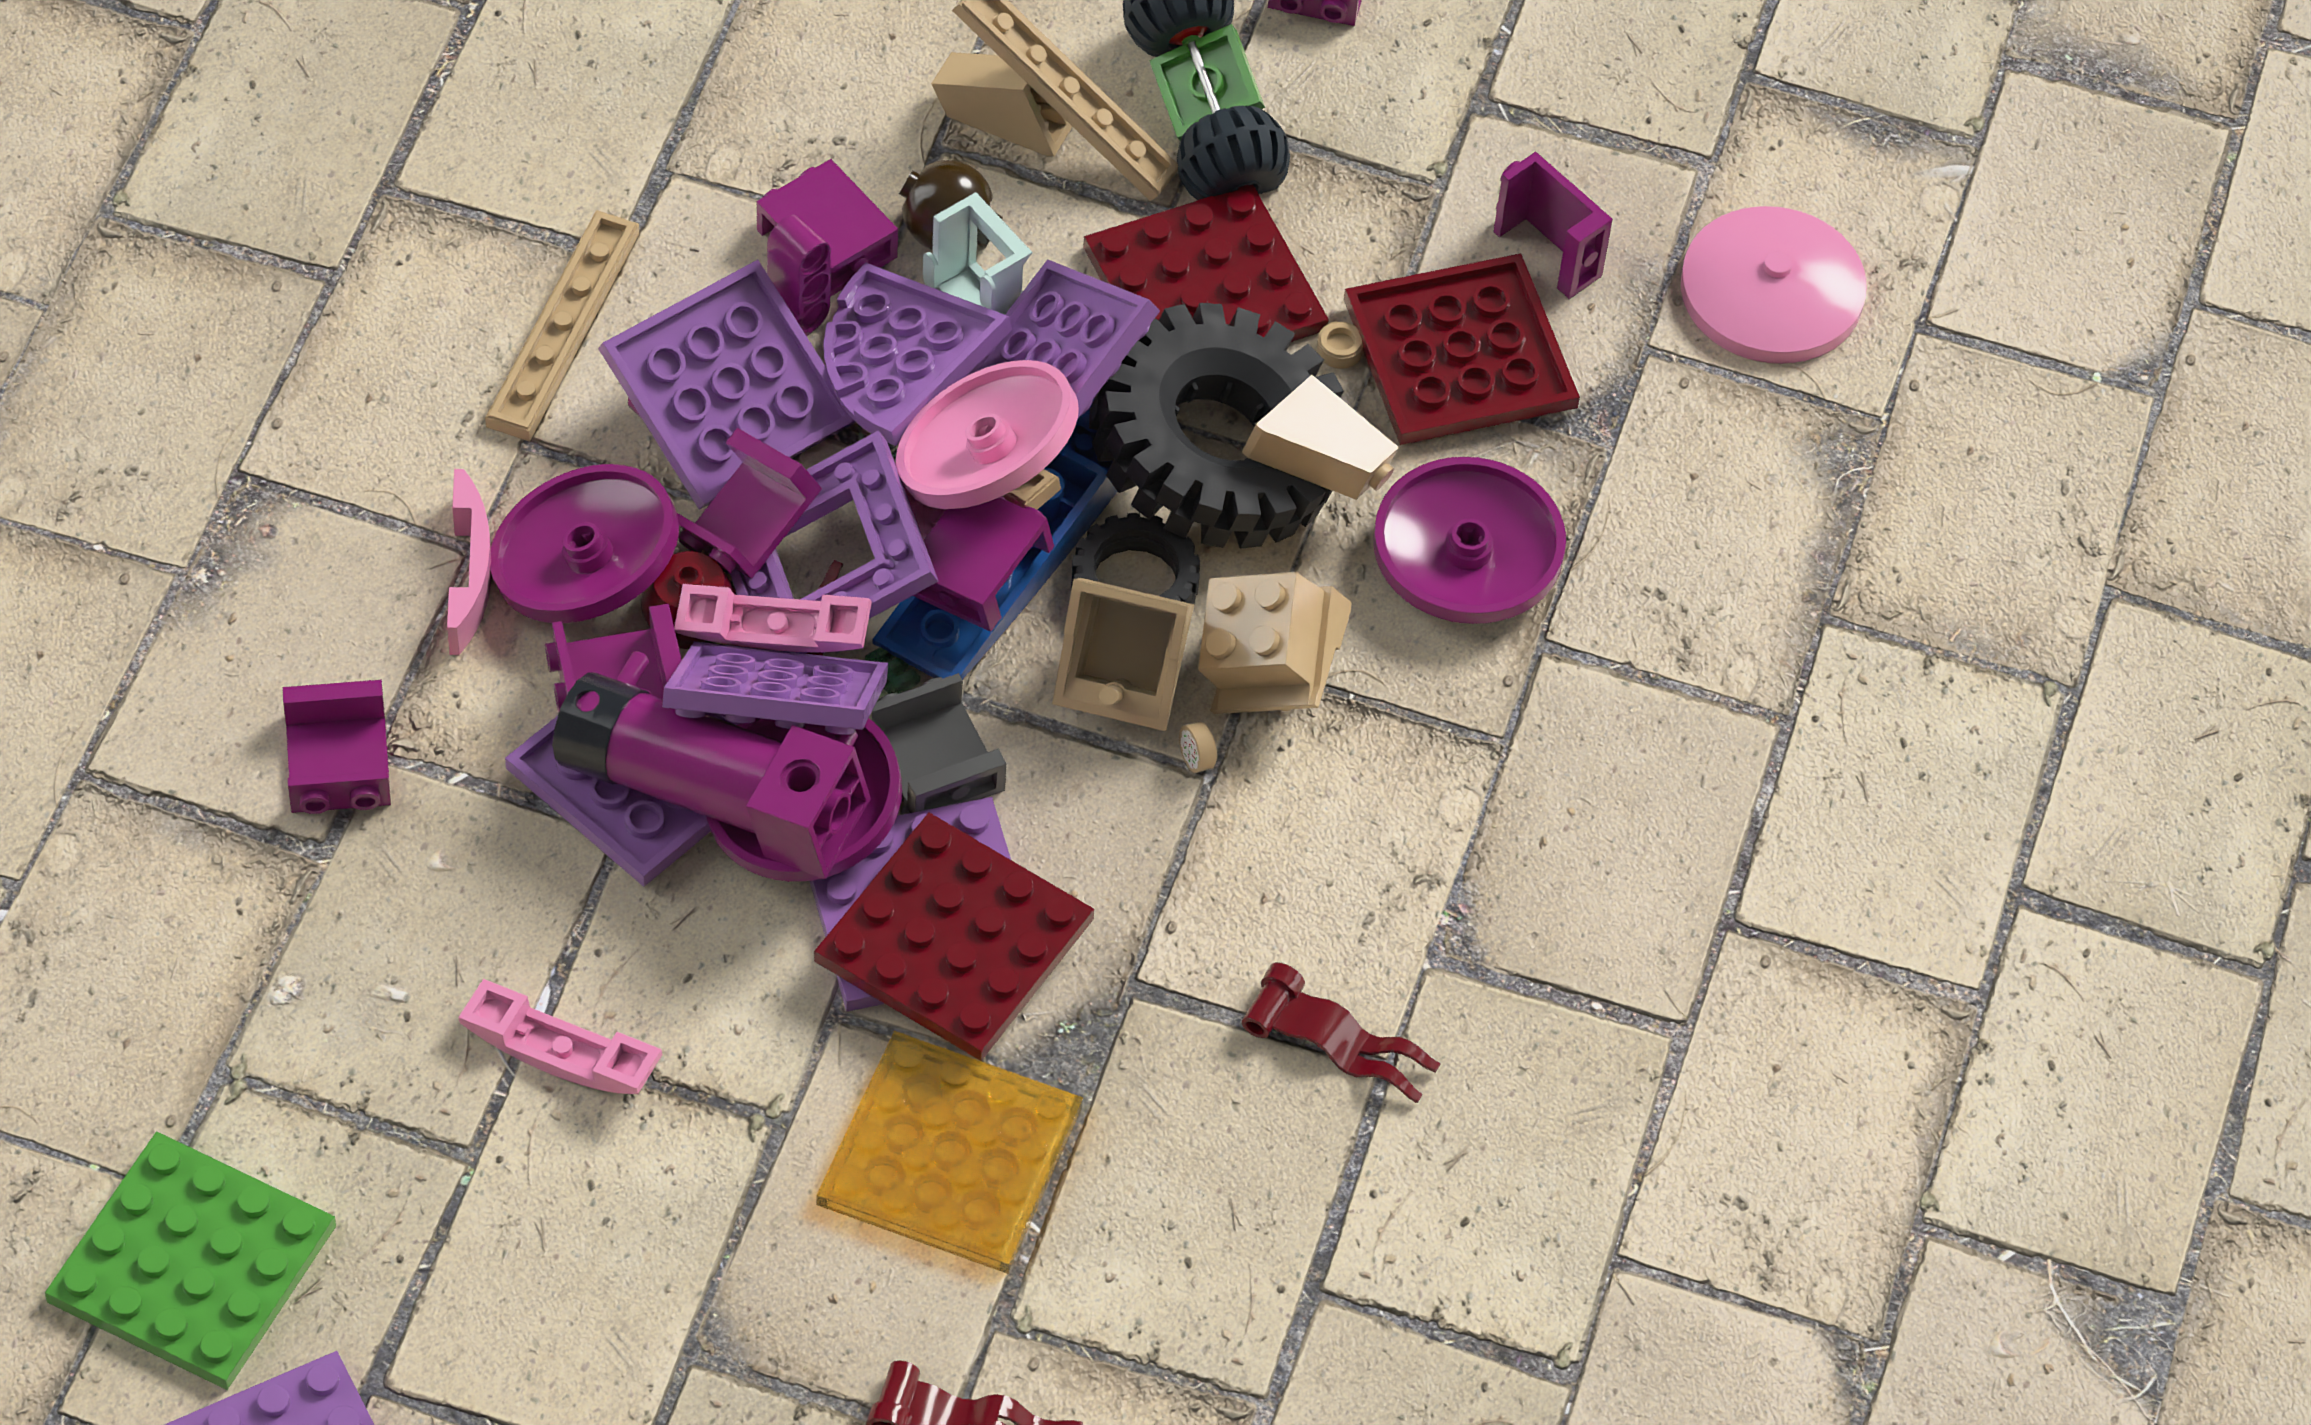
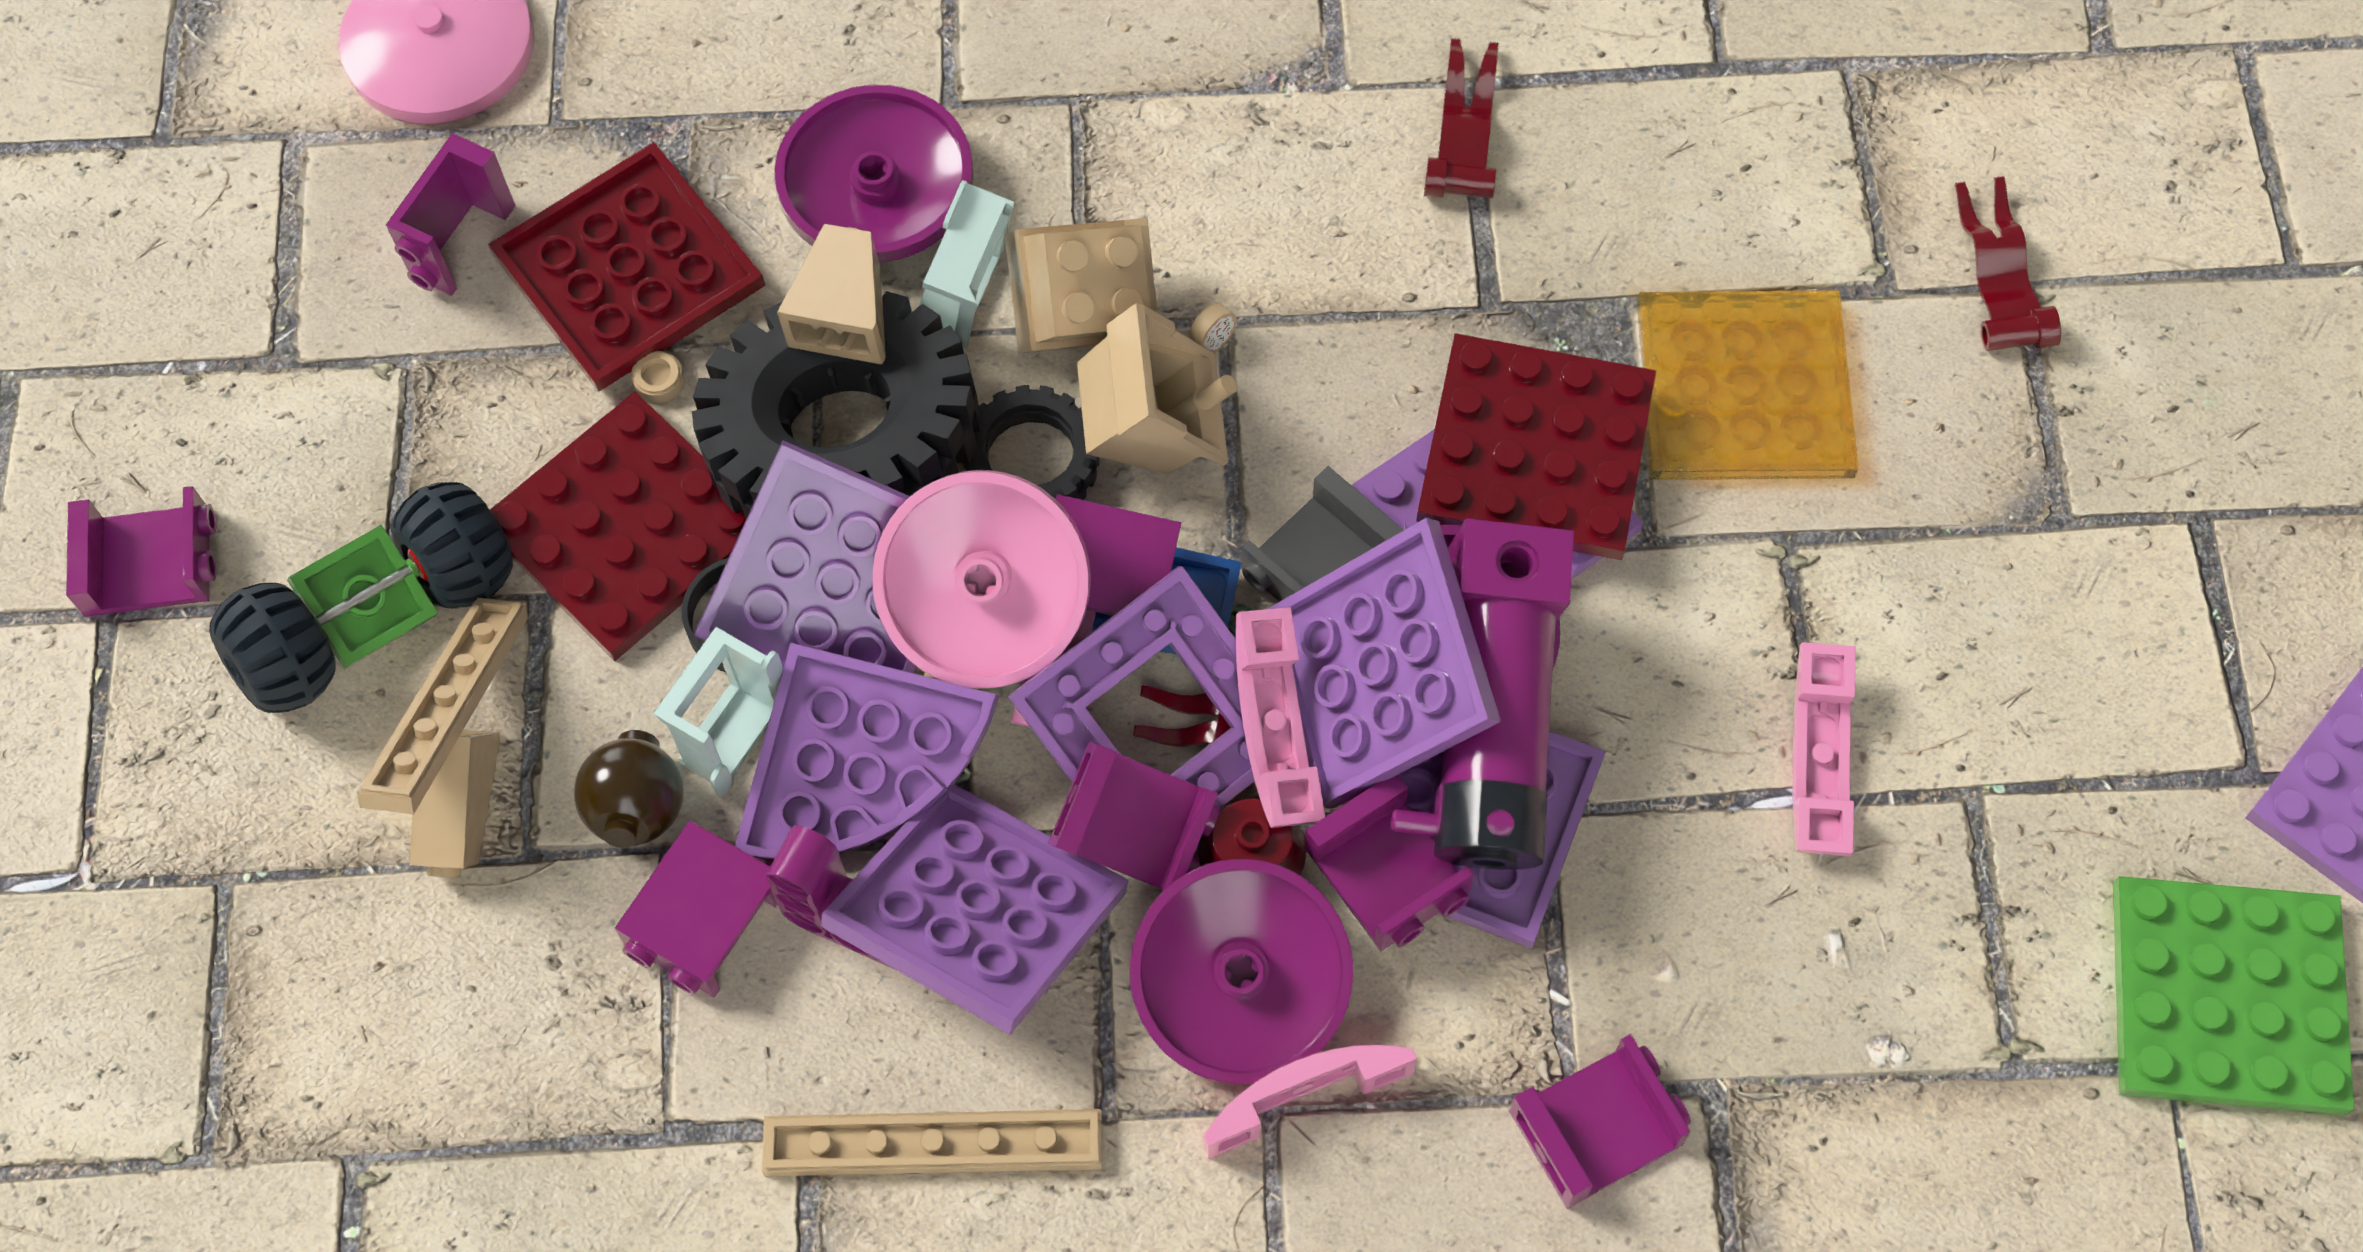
camera: 105 degrees left, 10 degrees up
(1336, 556) = (966, 256): none -> light aqua piece

